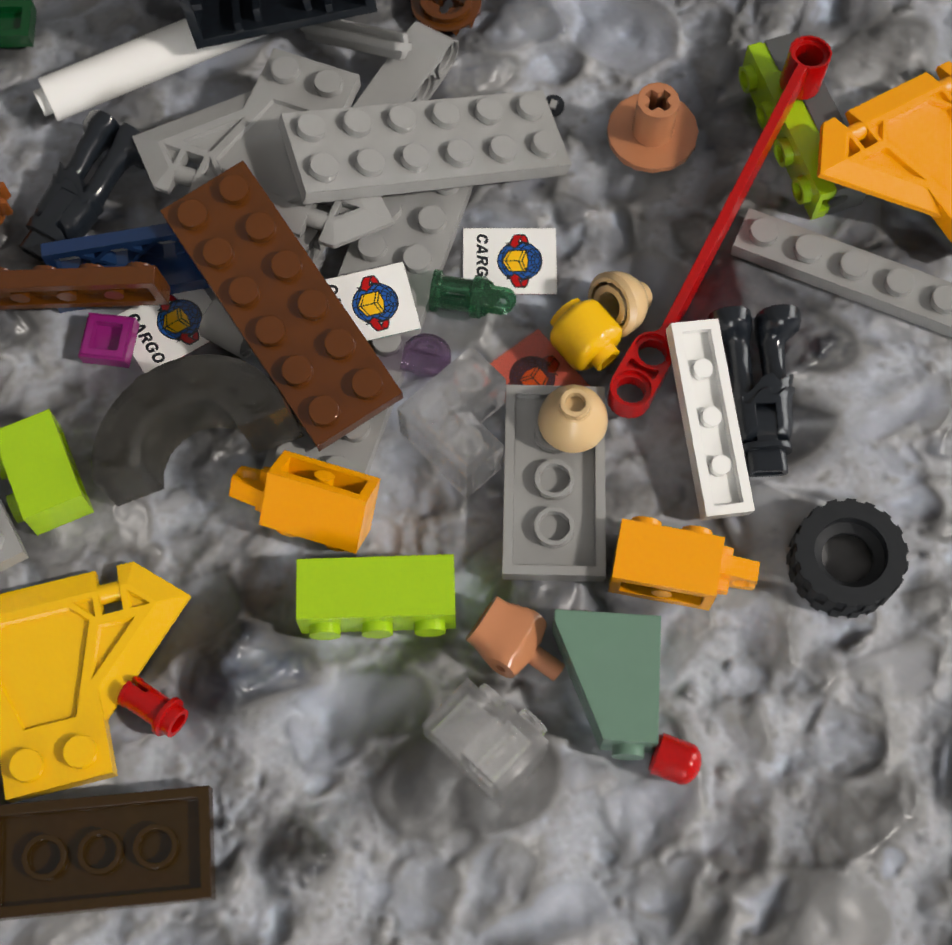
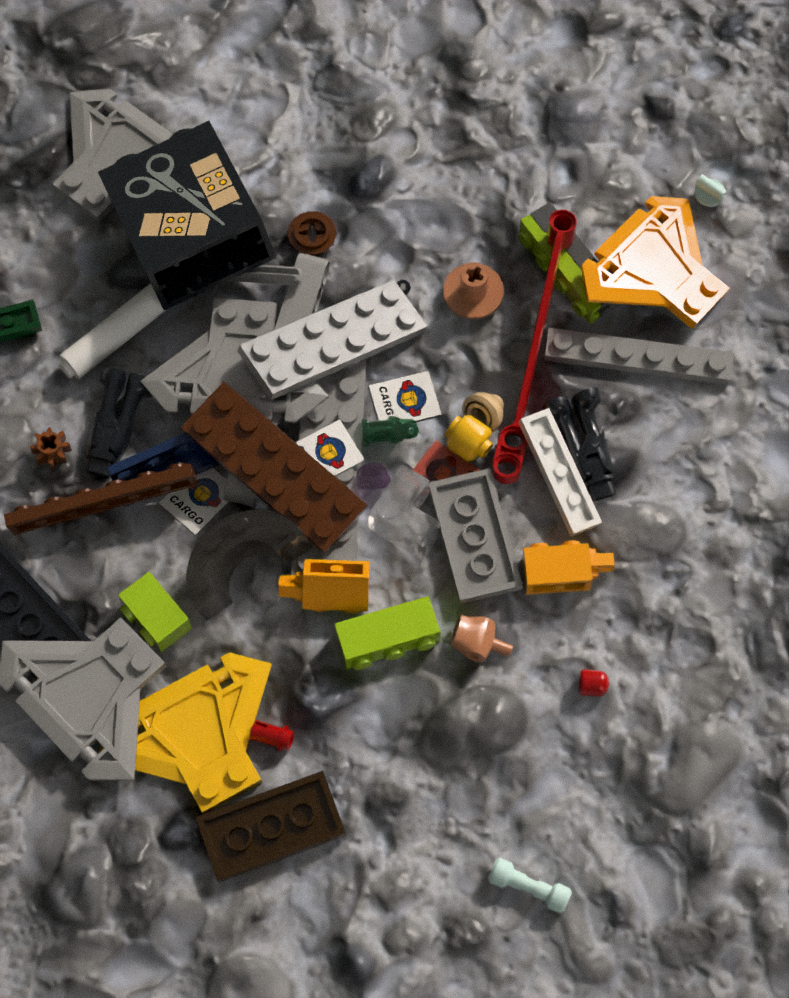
camera: 15 degrees left, 0 degrees up
(108, 340) = (164, 517): magenta tile -> none
(488, 739) = (481, 702): clear brick -> none
(573, 418) = (476, 494): tan brick -> none
(615, 676) = (544, 643): sand green slope -> none
(869, 526) = (669, 513): black tyre -> none

